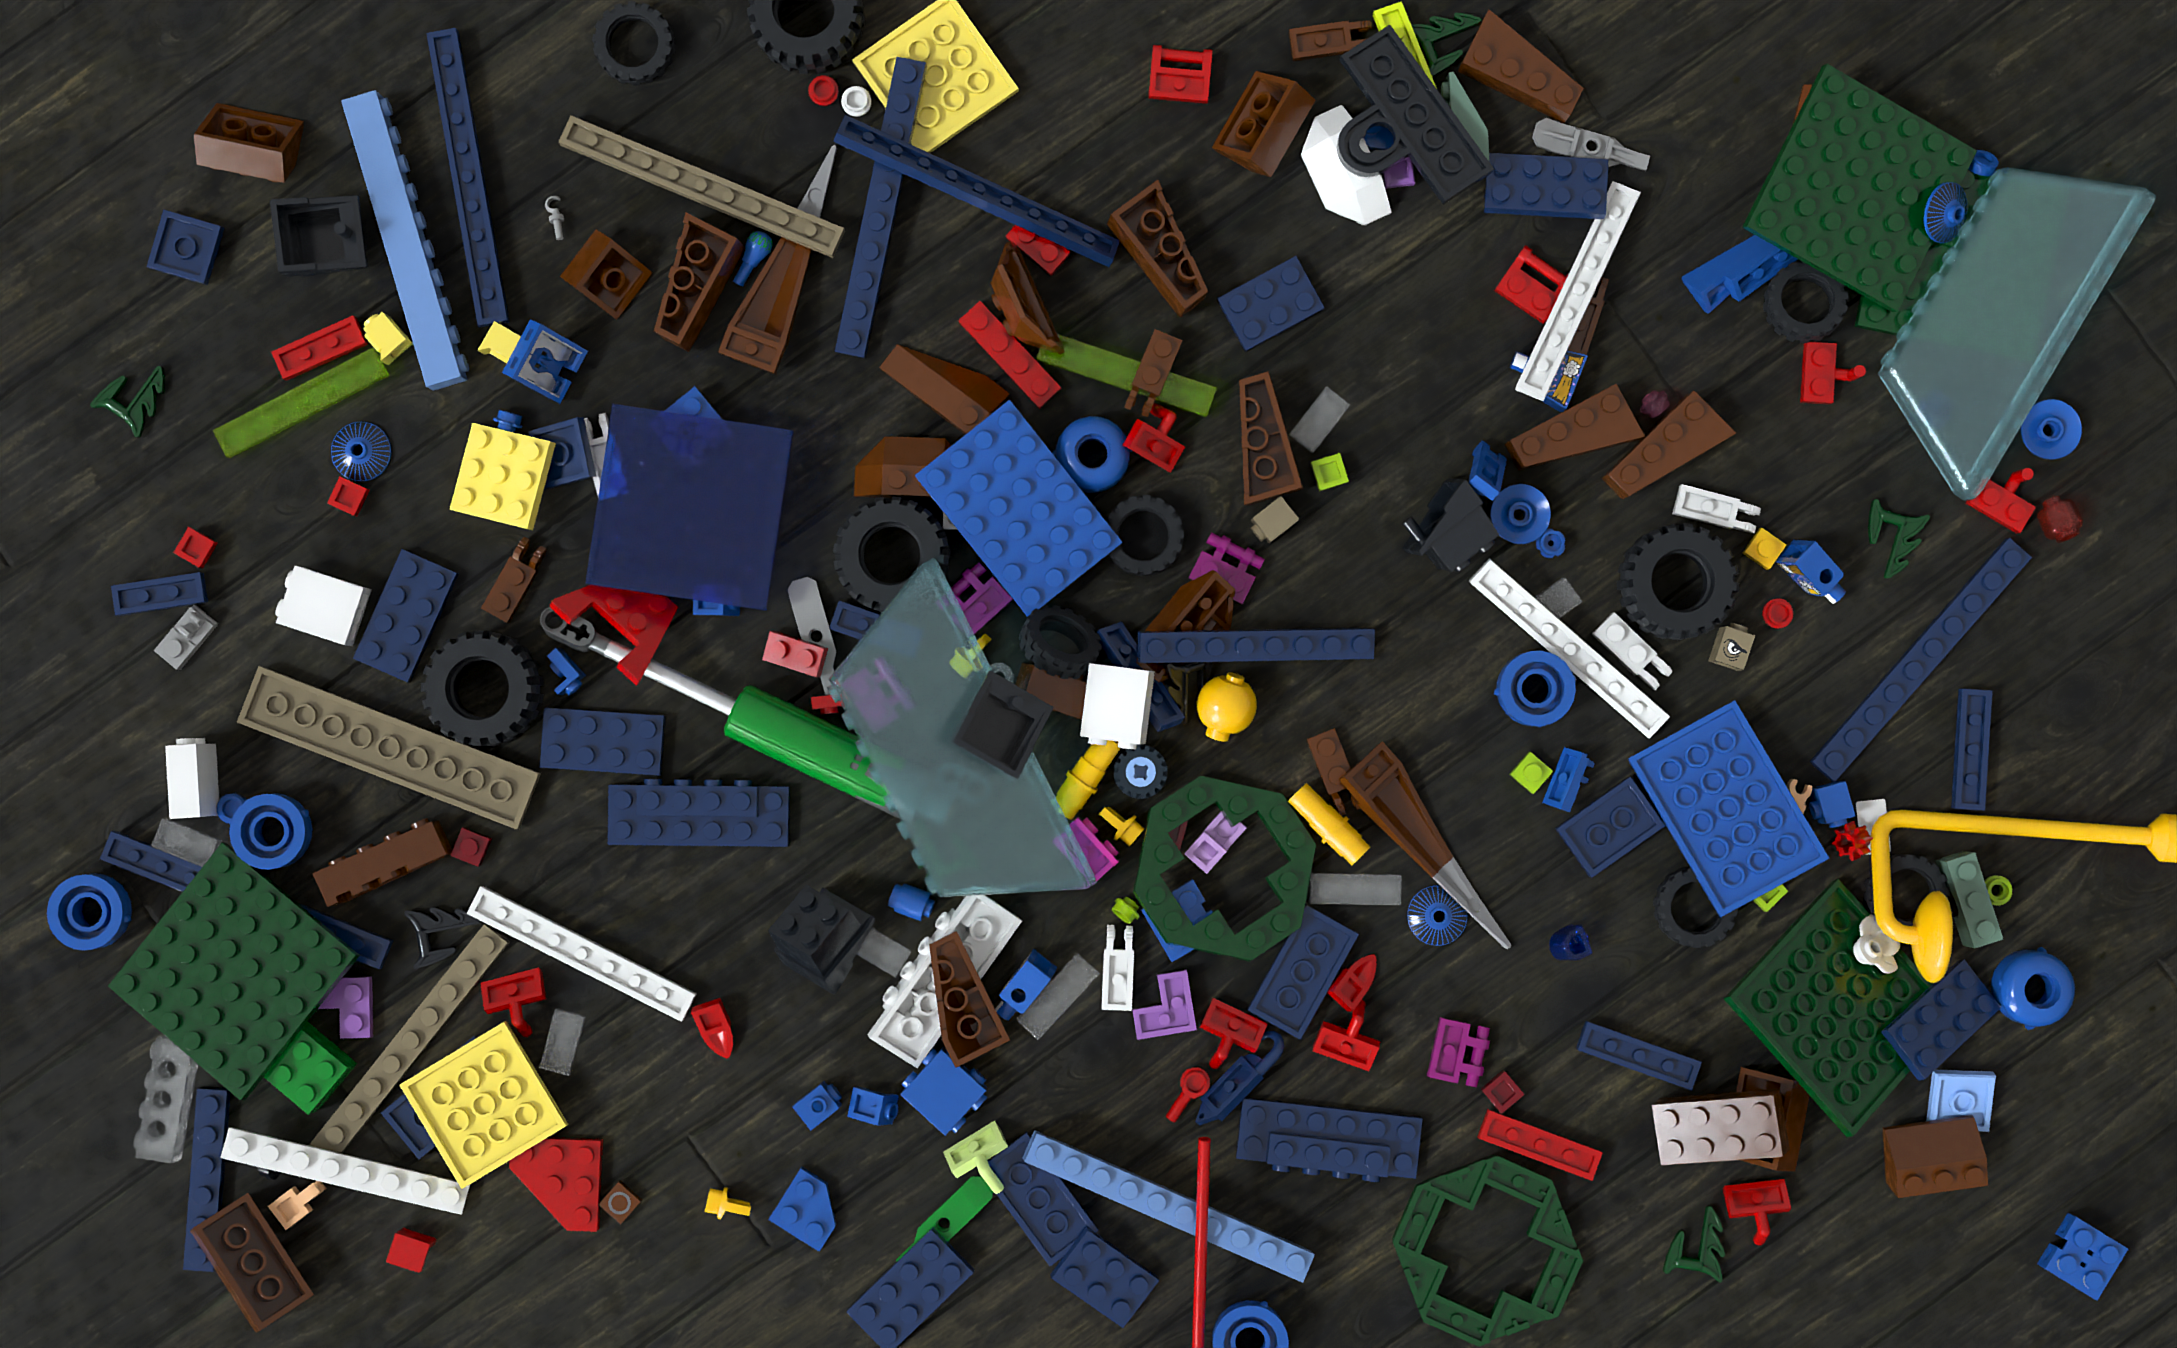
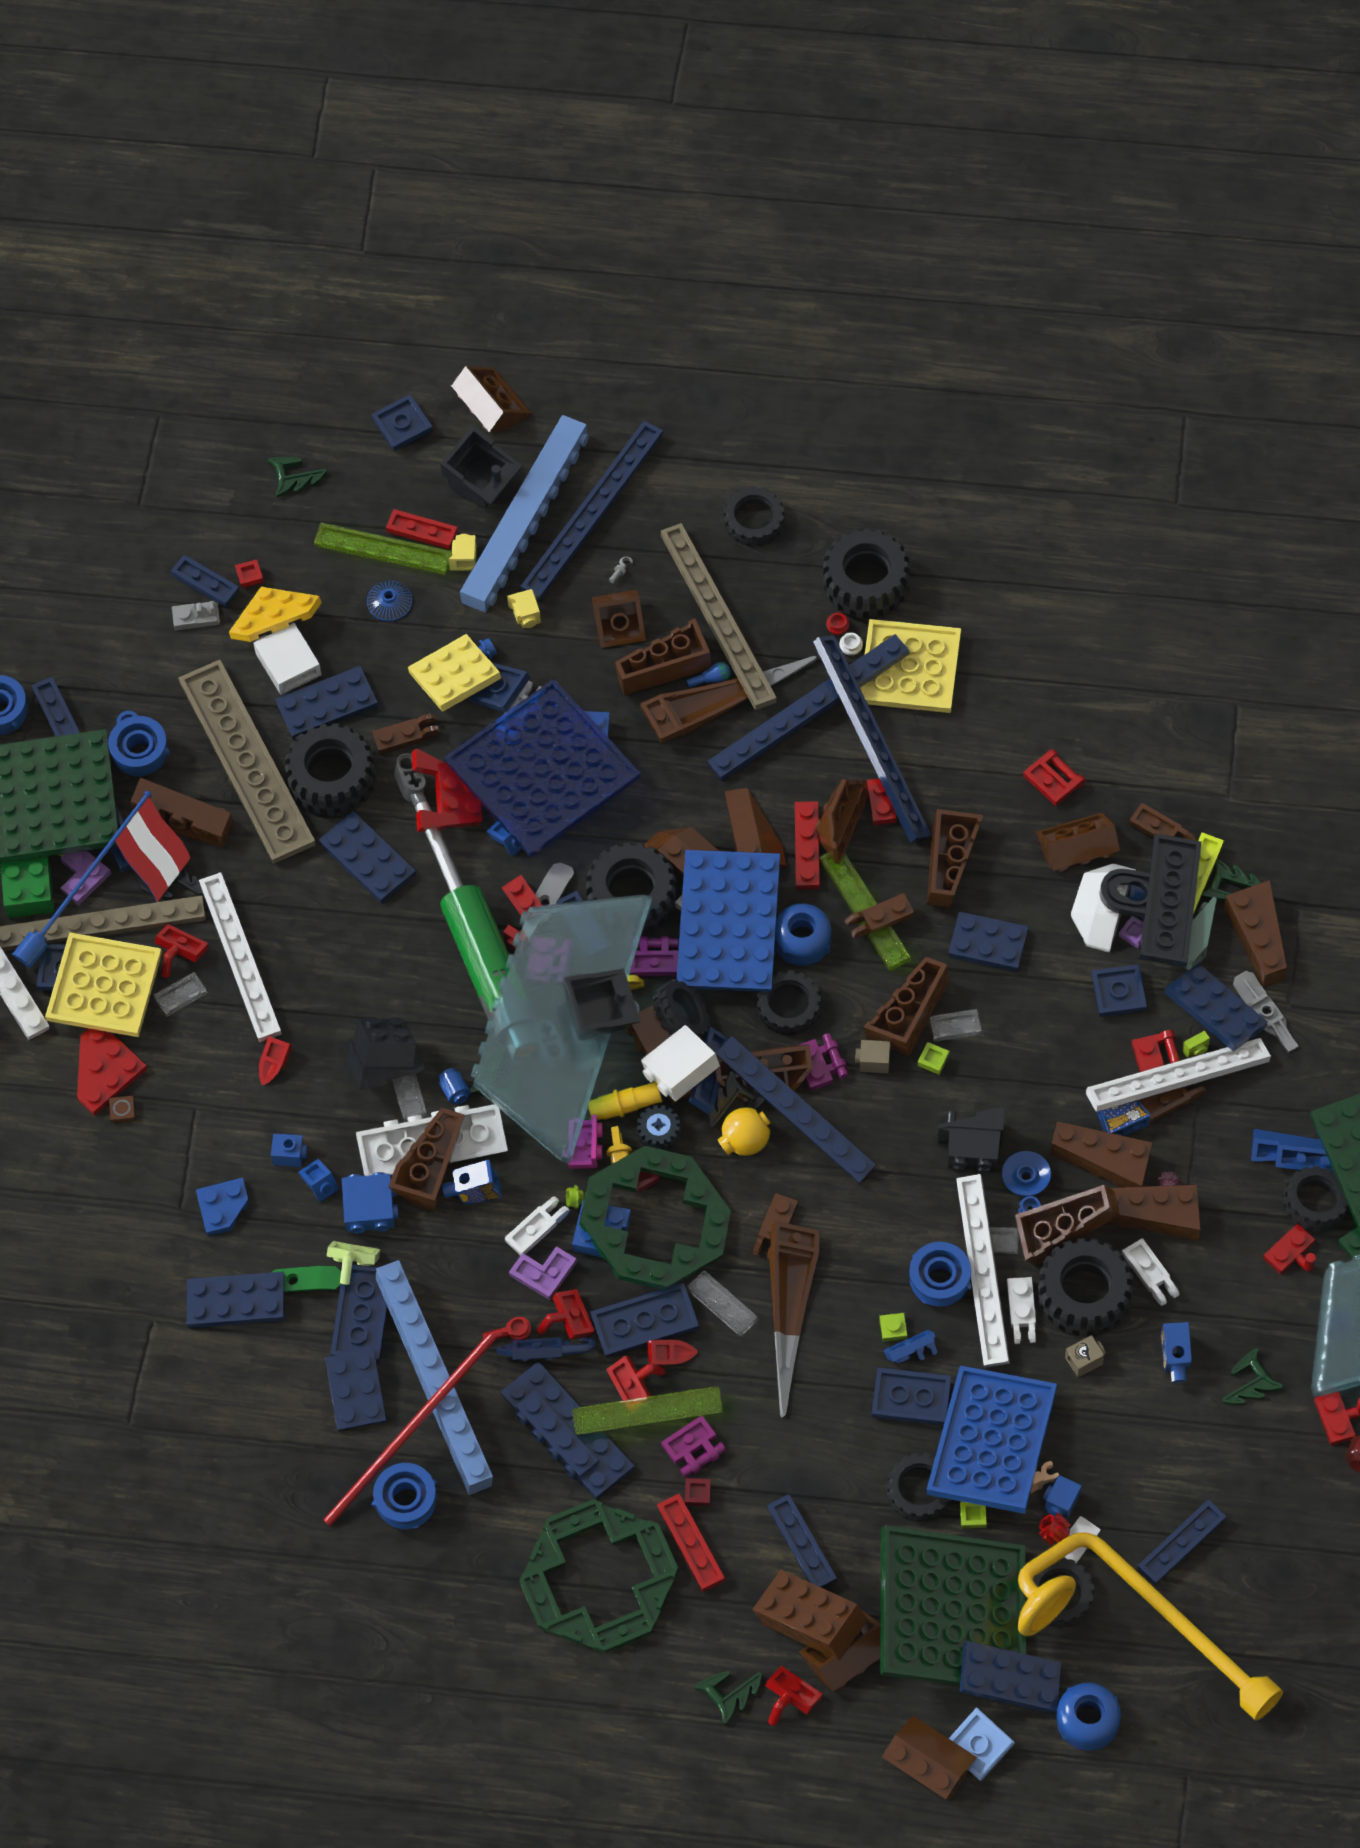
camera: 45 degrees right, 25 degrees down
(184, 842) = (84, 714): clear plate -> none
(192, 778) = (124, 684): white brick -> none
(262, 572) = (273, 611): none -> yellow plate
(348, 496) = (359, 615): red plate -> none
(386, 932) = (147, 847): none -> flag
(471, 847) = (236, 850): dark red plate -> none
(559, 354) = (532, 619): blue piece -> none
(565, 666) = (385, 806): blue bracket -> none
(698, 814) = (382, 940): dark blue plate -> none
(719, 1203) = (177, 1156): yellow piece -> none
(1058, 996) = (486, 1210): clear plate -> none
(1154, 443) = (843, 955): red plate -> none
(1214, 842) = (663, 1205): lavender slope -> none
(1329, 824) = (741, 1250): yellow piece -> none
(1389, 1060) = (647, 1410): none -> clear neon green plate
(1421, 918) = (753, 1371): dish -> none
(1439, 247) = (1119, 990): none -> dark blue plate
(1487, 471) = (1026, 1125): blue plate -> none
(1562, 241) = (1196, 1045): none -> lime plate
(1570, 943) = (821, 1440): clear blue plate -> none
(1607, 539) = (1064, 1220): none -> reddish brown wedge
(1764, 548) = (1157, 1317): yellow plate -> none
(1777, 613) = (1133, 1363): red plate -> none
(1875, 946) = (1008, 1597): white plate -> none
(1920, 659) = (1199, 1465): dark blue plate -> none
(1976, 915) = (1095, 1626): sand green arch -> none
(2005, 889) = (1120, 1633): lime plate -> none

